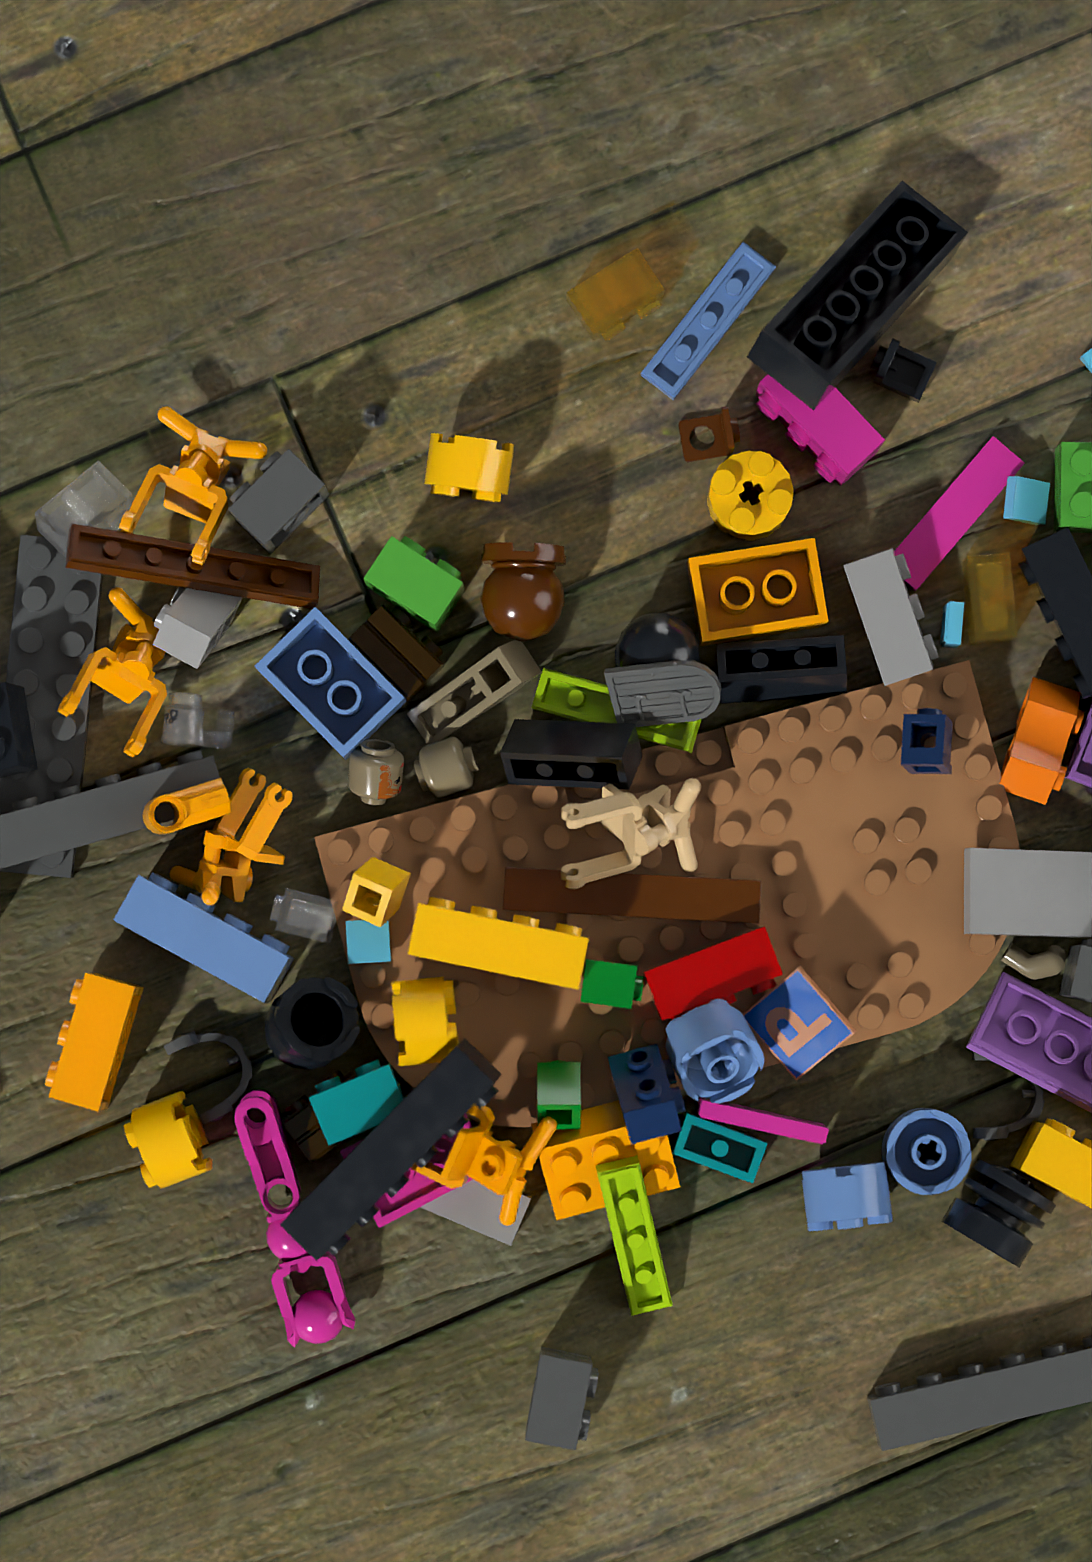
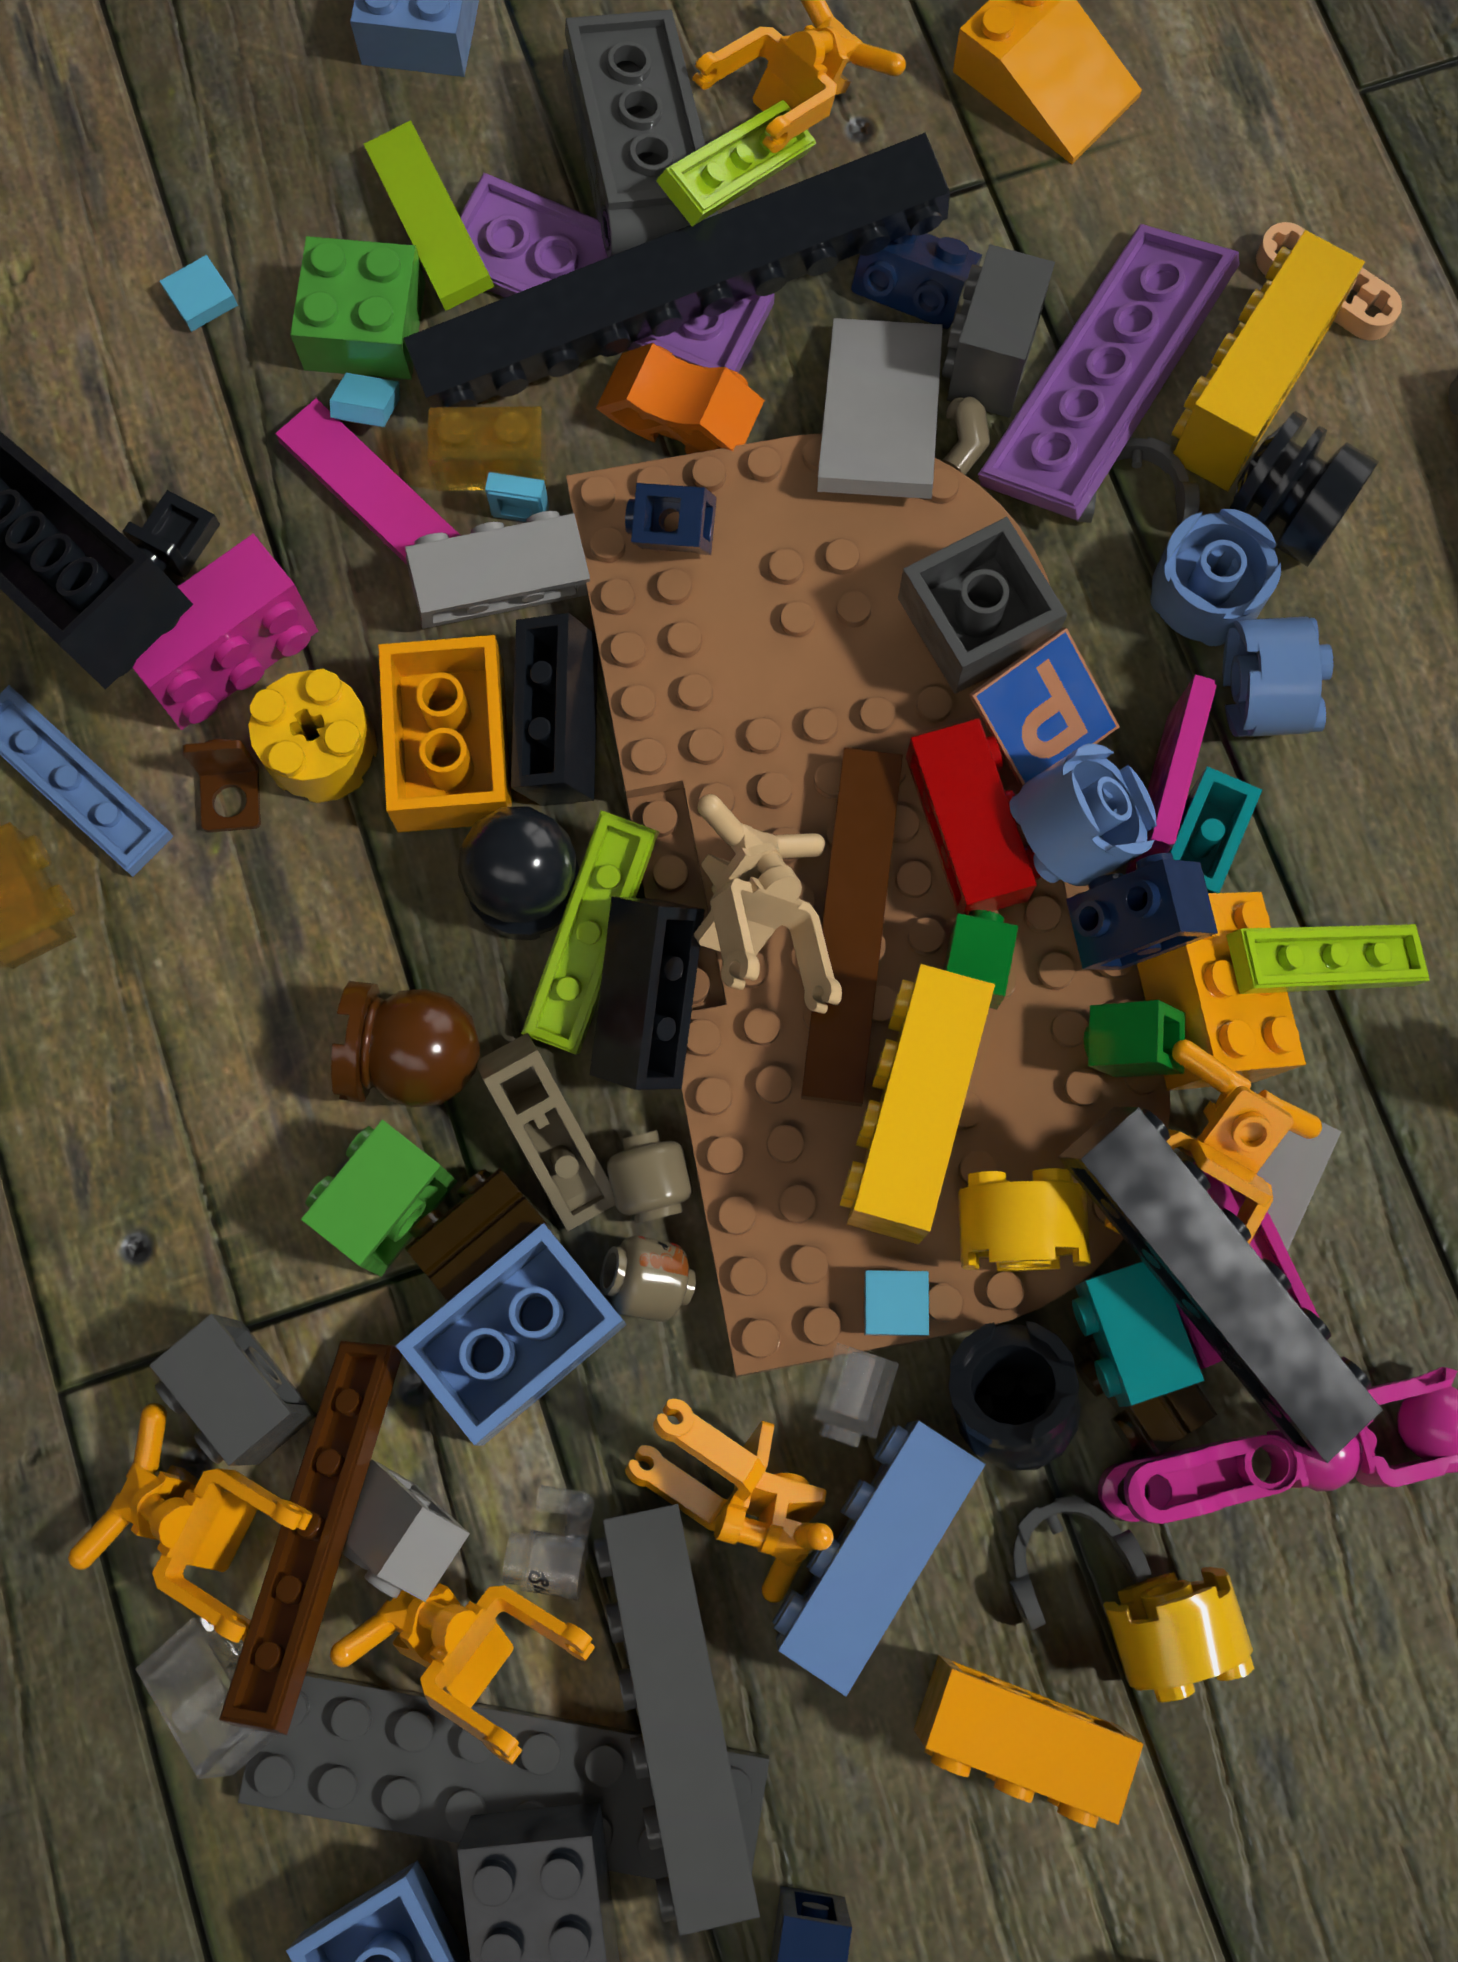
camera: 85 degrees left, 10 degrees down
(190, 806) = (677, 1560): light orange piece -> none
(376, 891) = (827, 1282): yellow brick -> none
(470, 466) = (220, 1109): yellow brick -> none
(662, 692) = (571, 851): dark grey window -> none
(873, 972) = (980, 604): none -> dark grey brick

